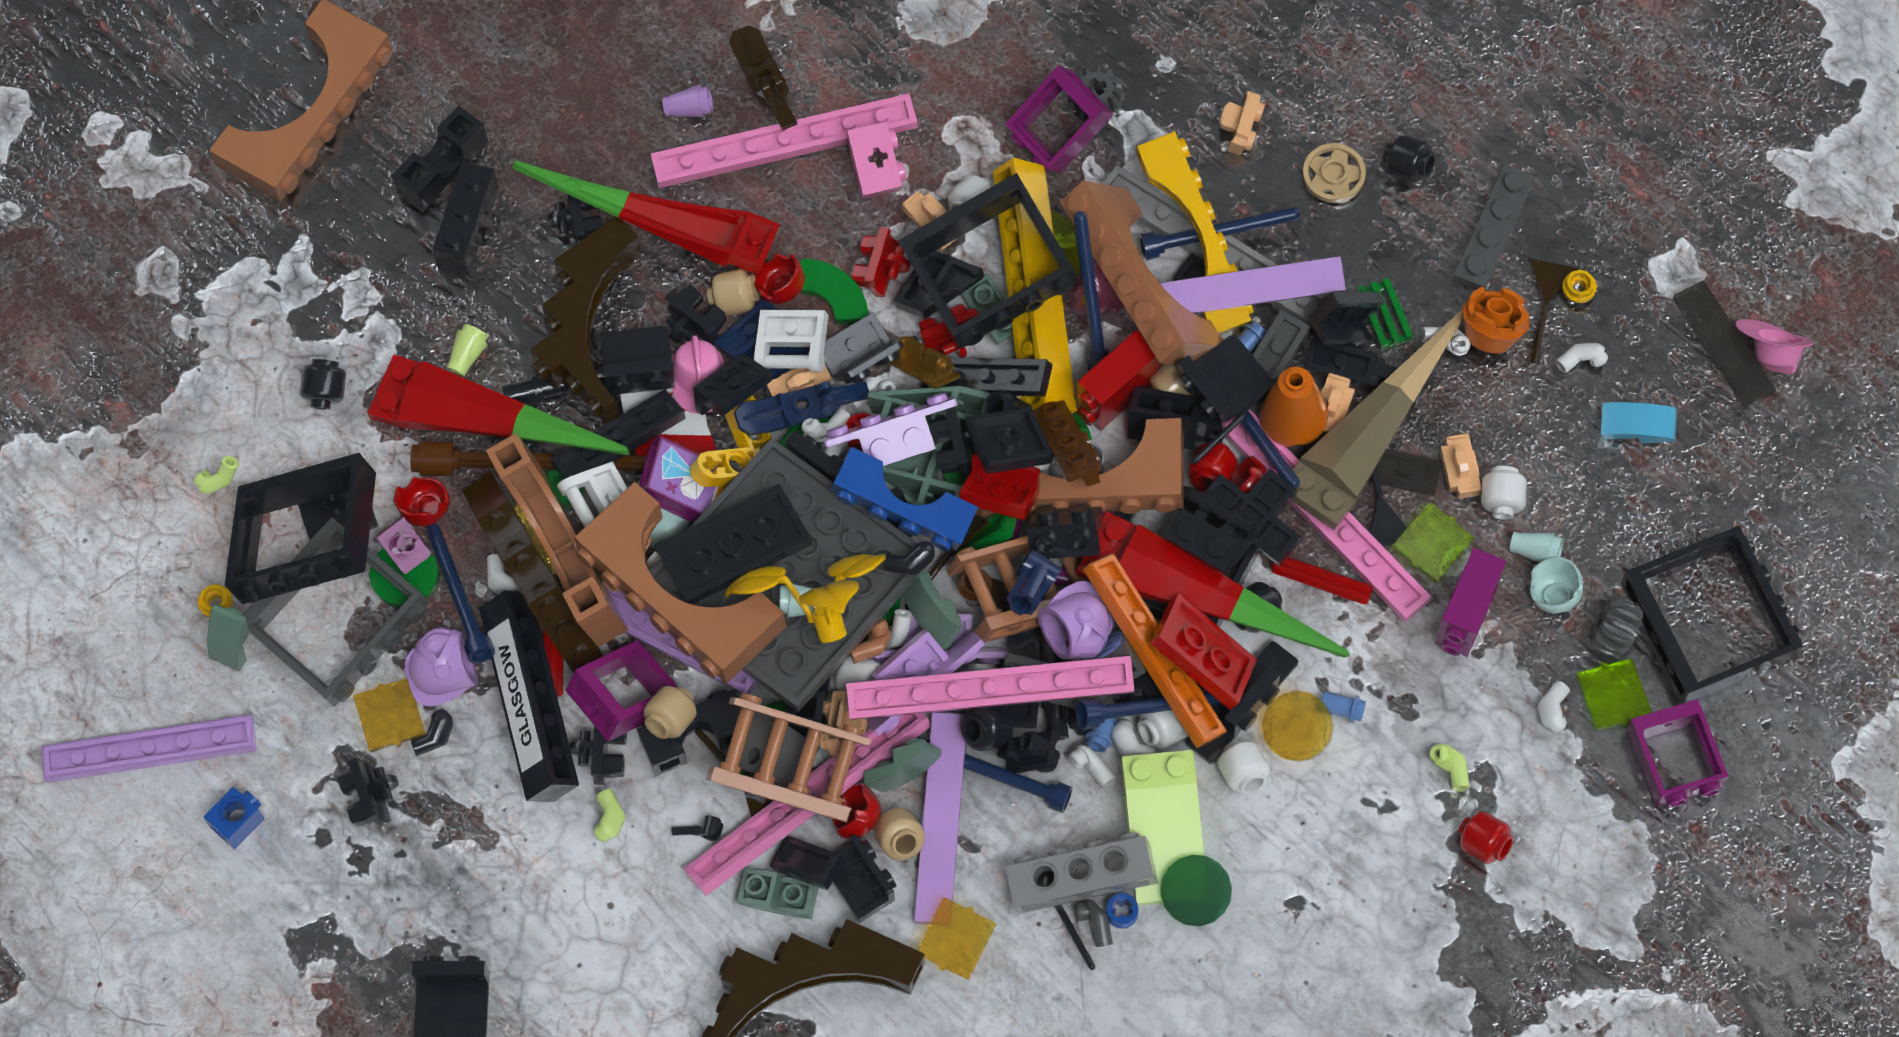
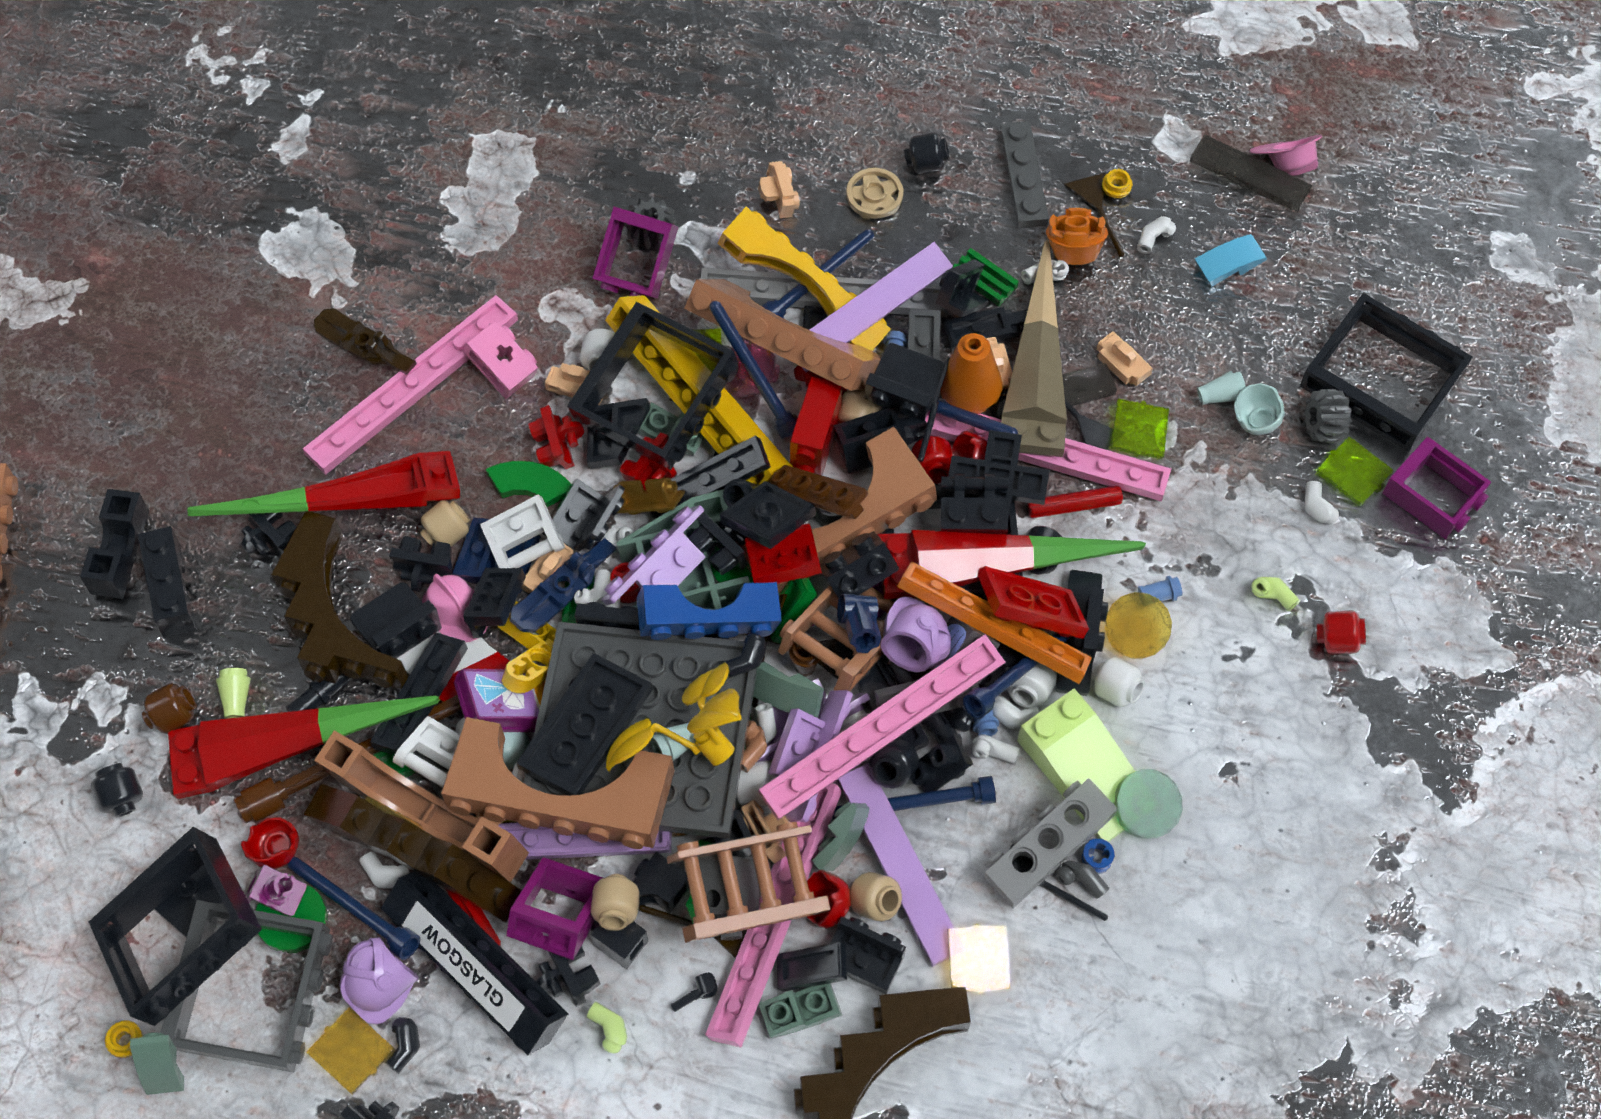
camera: 35 degrees left, 5 degrees down
(222, 478) = (65, 927): yellowish green arm -> none
(404, 334) = (169, 708): none -> reddish brown head
(689, 103) = (310, 392): lavender cone -> none
(780, 279) = (480, 493): red hair -> none
(1470, 603) = (1207, 455): magenta window -> none
(1503, 492) = (1170, 360): white head -> none

